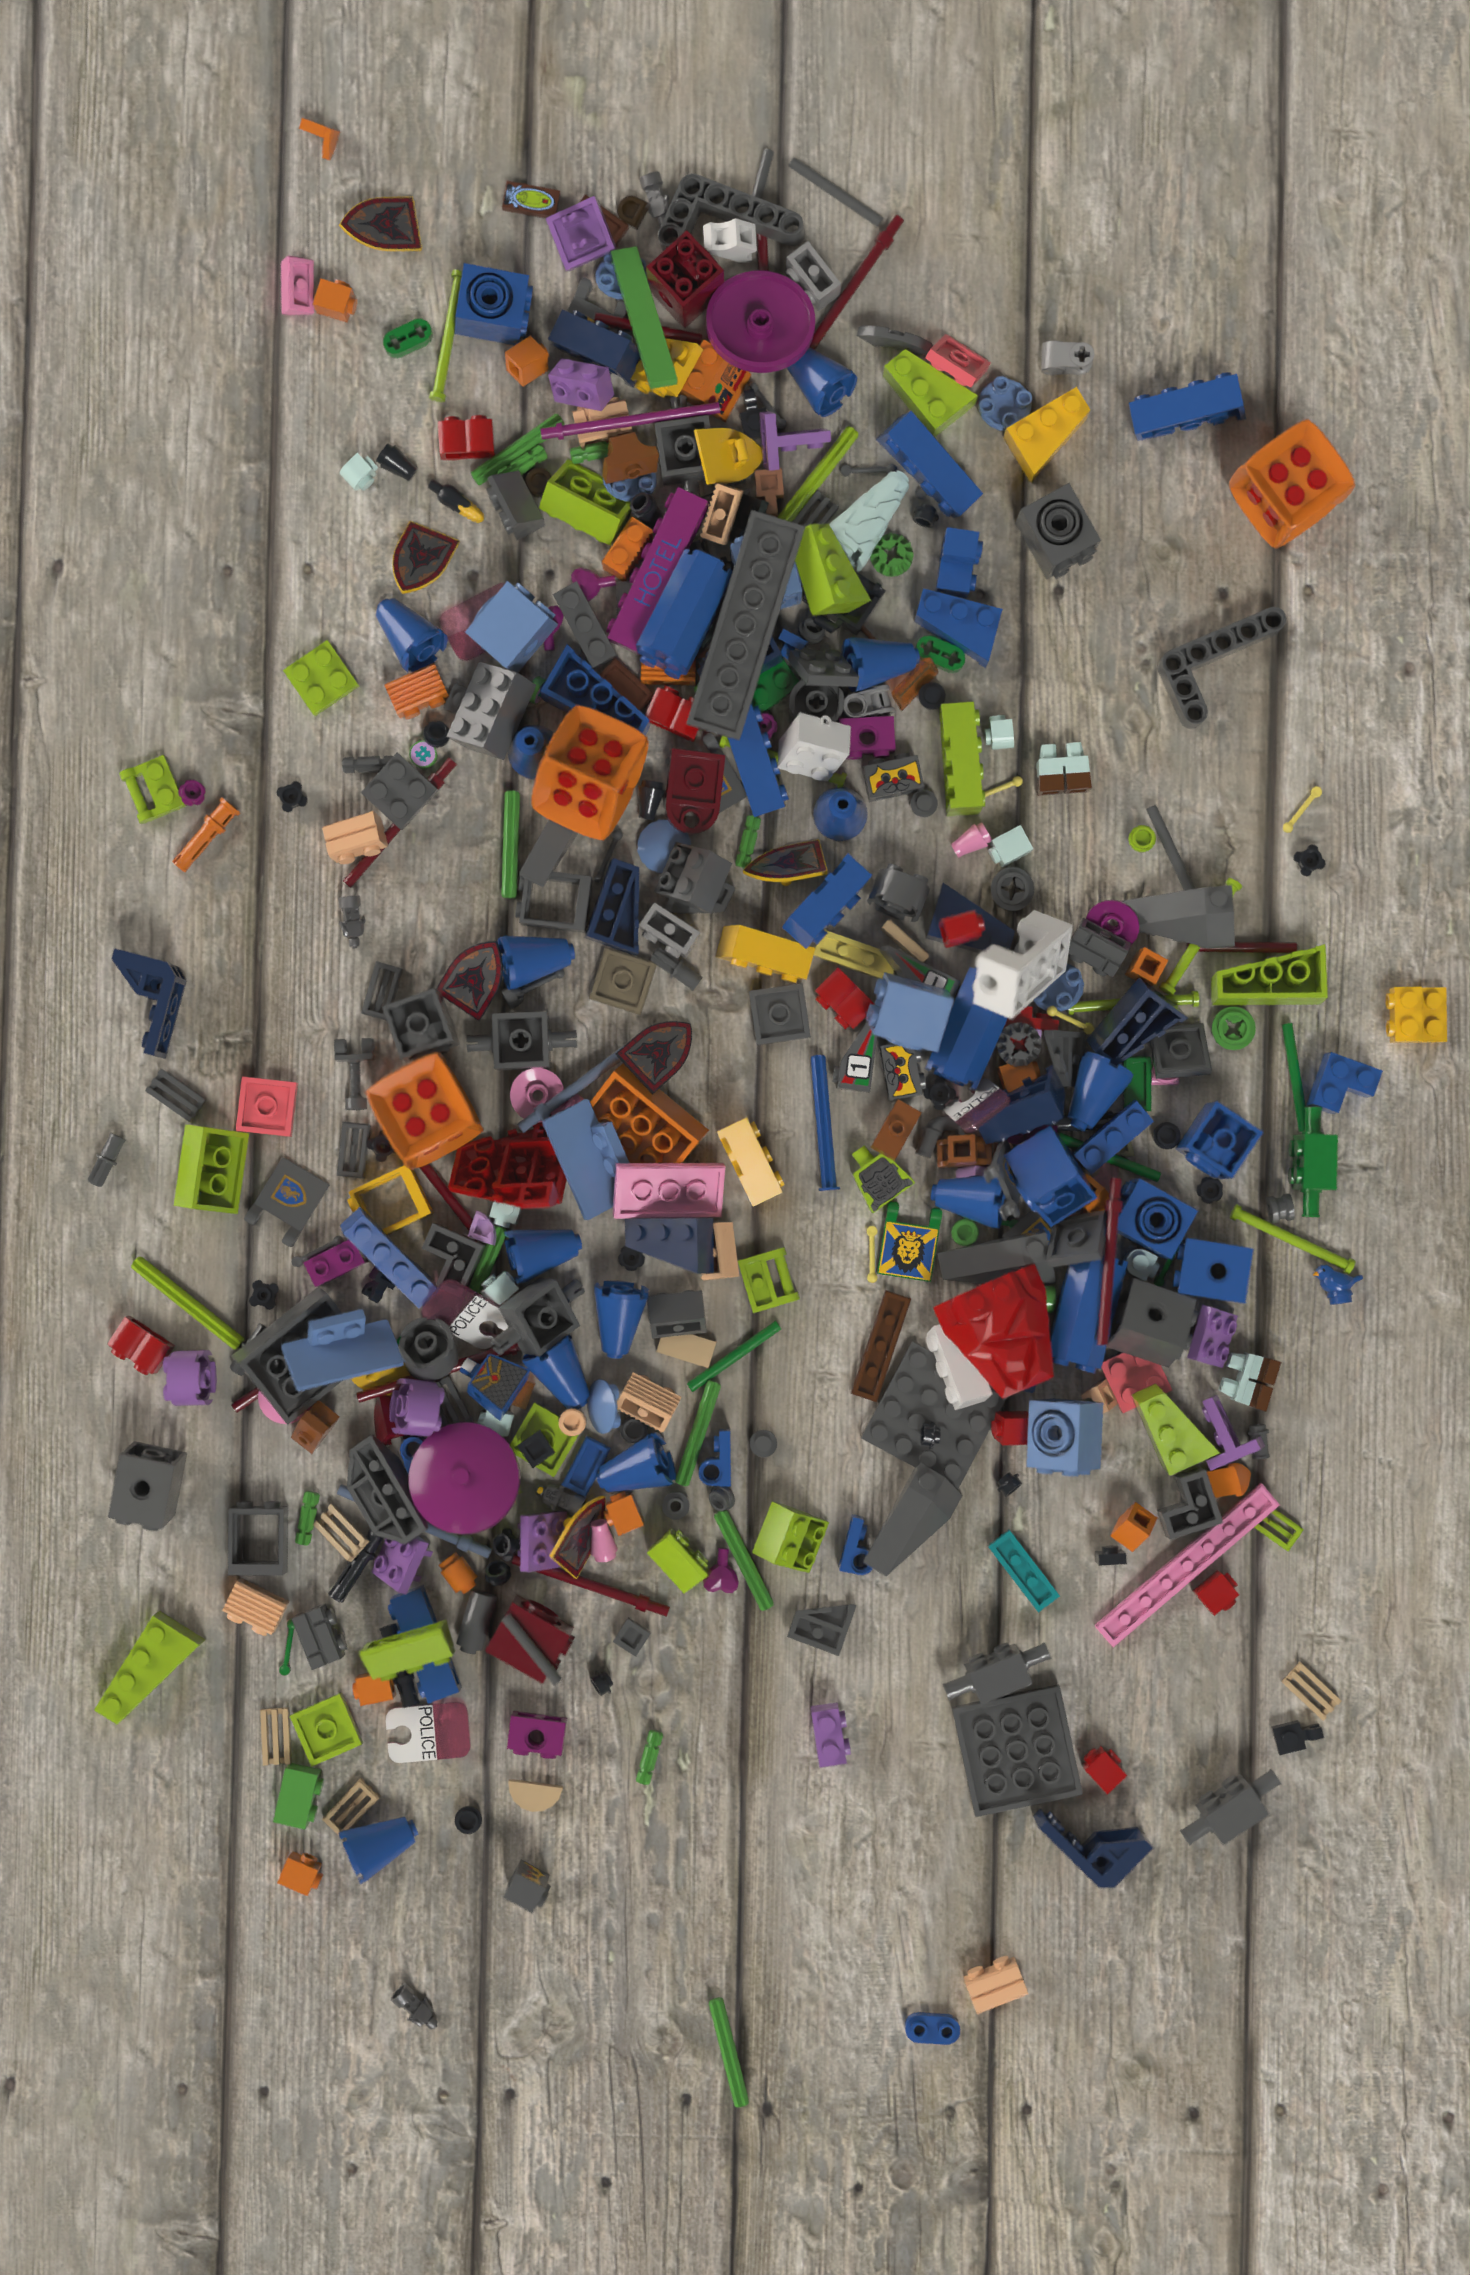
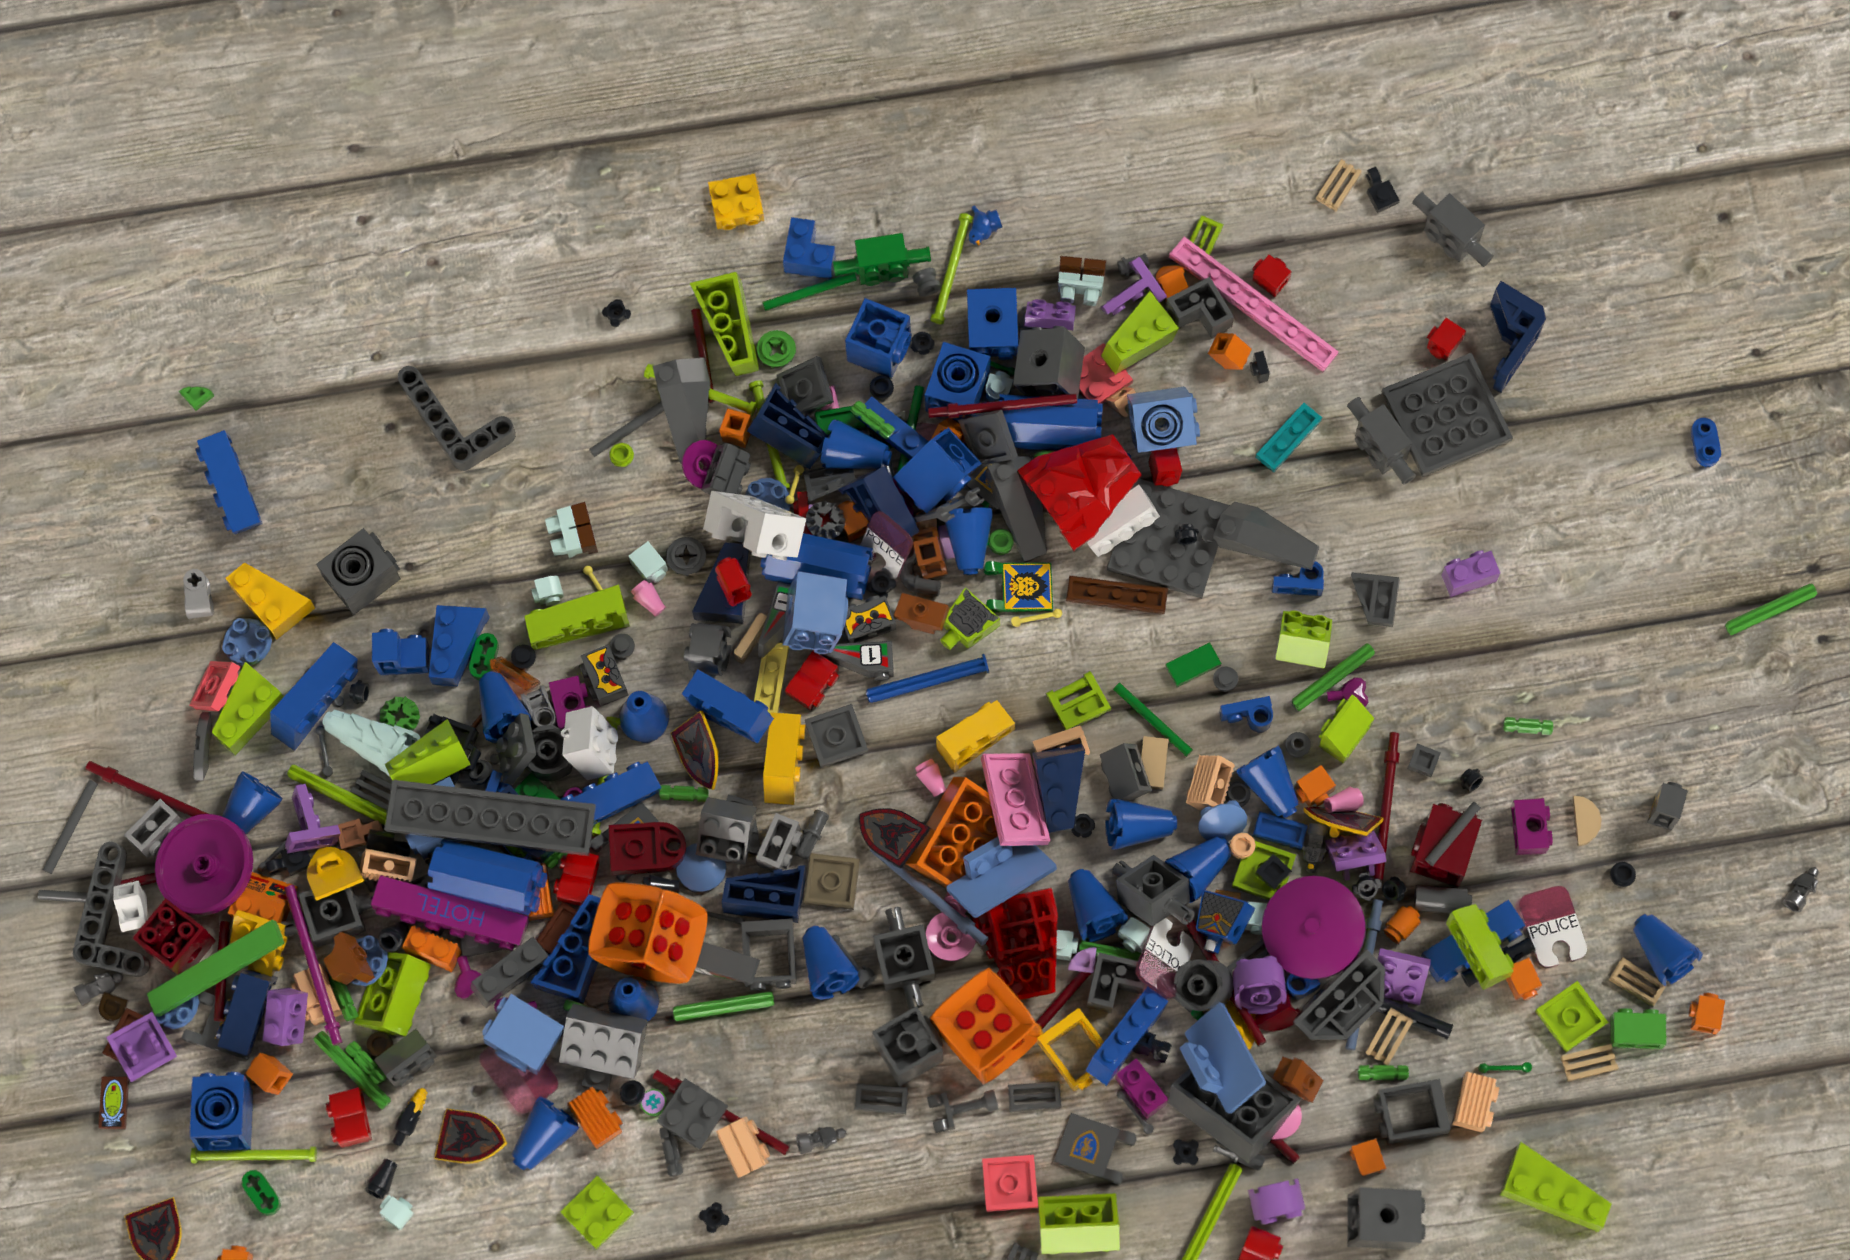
camera: 100 degrees left, 15 degrees down
(218, 1482) = (1368, 1157): none -> orange panel
(319, 1636) = (1488, 1039): dark grey brick -> none
(374, 1145) = (1025, 1062): black plate -> none
(473, 978) = (854, 1013): shield -> none
(698, 1433) = (1228, 737): bright green axle -> none
(714, 1107) = (931, 777): none -> bright pink cone
(721, 1498) = (1282, 704): dark grey plate -> none
(786, 1412) = (1193, 664): none -> green tile
(995, 1984) = (1653, 395): light nougat brick -> none
(1009, 1484) = (1215, 463): black plate -> none
(1123, 1116) = (872, 419): none -> bright green axle
(1291, 483) = (288, 379): orange piece -> none
(1298, 388) = (196, 396): none -> bright green tile
(1315, 793) = (554, 318): light yellow hinge -> none

